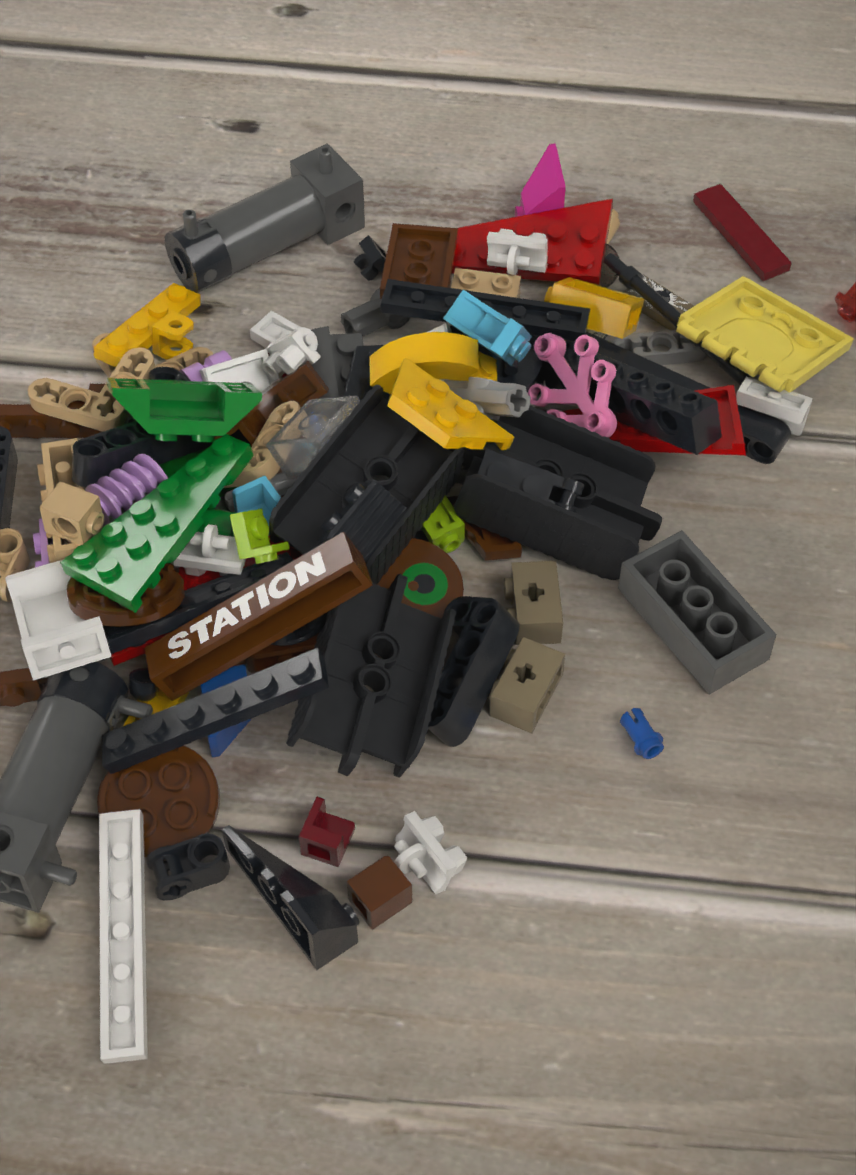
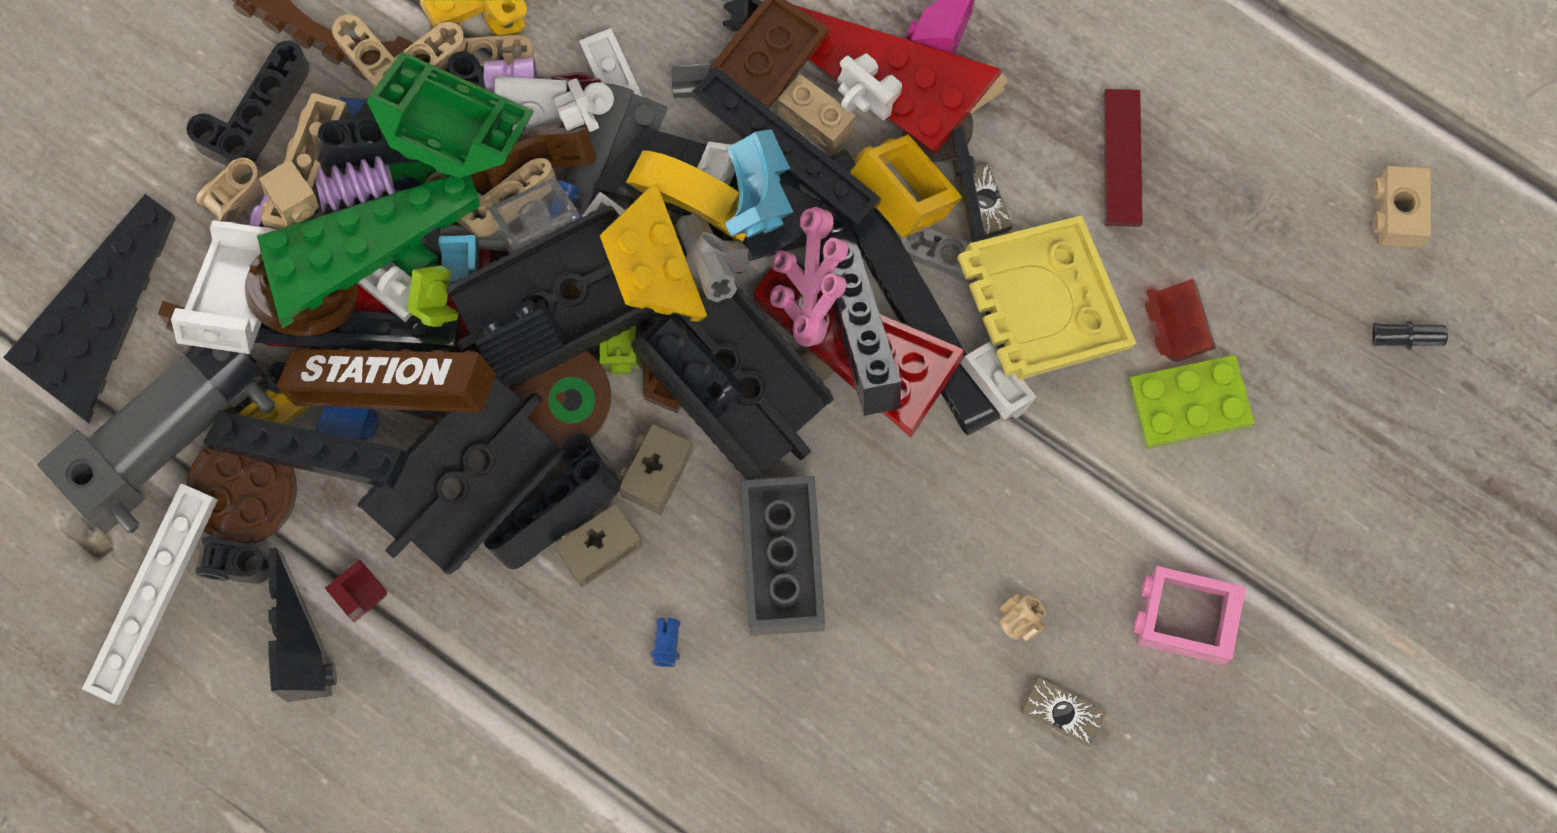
camera: 30 degrees right, 20 degrees up
(379, 891) = (364, 667): reddish brown panel -> none
(423, 853) = (423, 637): white hips -> none

